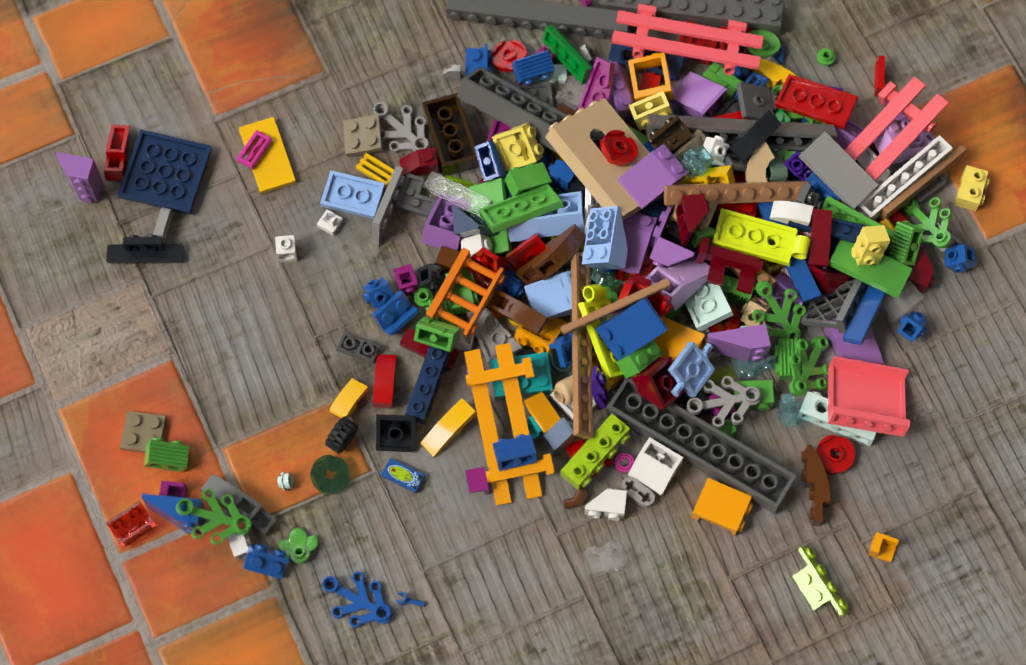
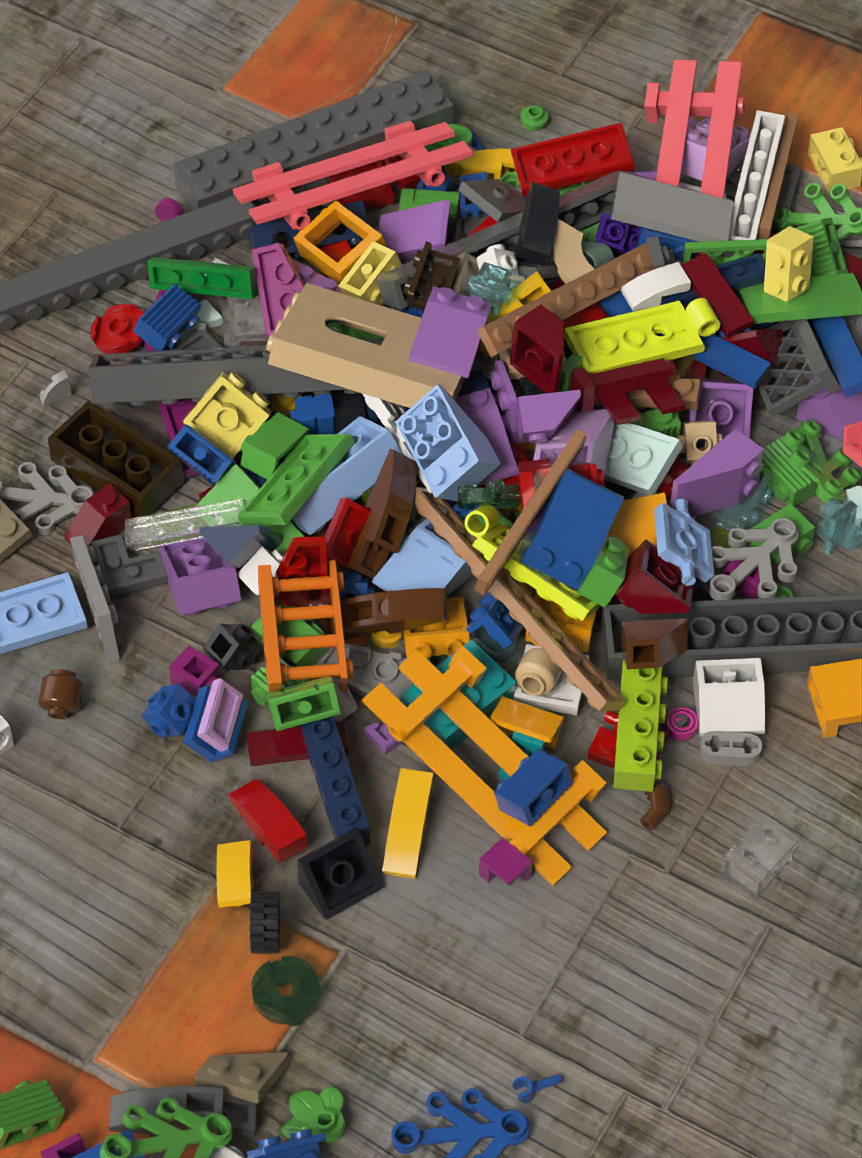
camera: 35 degrees left, 15 degrees down
(279, 503) = (243, 1075): none -> dark tan wing
(285, 481) = (226, 1040): light aqua plate -> none
(330, 222) = (24, 668): white tile -> none
(334, 249) = (60, 693): none -> reddish brown head
(358, 348) = (199, 802): dark grey slope -> none
(360, 168) = (41, 562): yellow tile -> none
(398, 311) = (220, 715): none -> lavender tile
(402, 475) = (392, 927): tile -> none
(422, 302) = (239, 675): bright green plate -> none
(446, 257) = (238, 609): reddish brown brick -> none
(477, 58) = (76, 359): blue bracket -> none
(559, 436) = (573, 733): sand blue slope -> none
(598, 388) = (575, 628): dark purple slope -> none
(607, 504) = (708, 783): white slope -> none
(615, 156) = (379, 326): red plate -> none
(630, 415) = (653, 642): none -> reddish brown slope
(780, 315) = (734, 417): bright green plant -> none
(879, 75) = (619, 101): red tile -> none

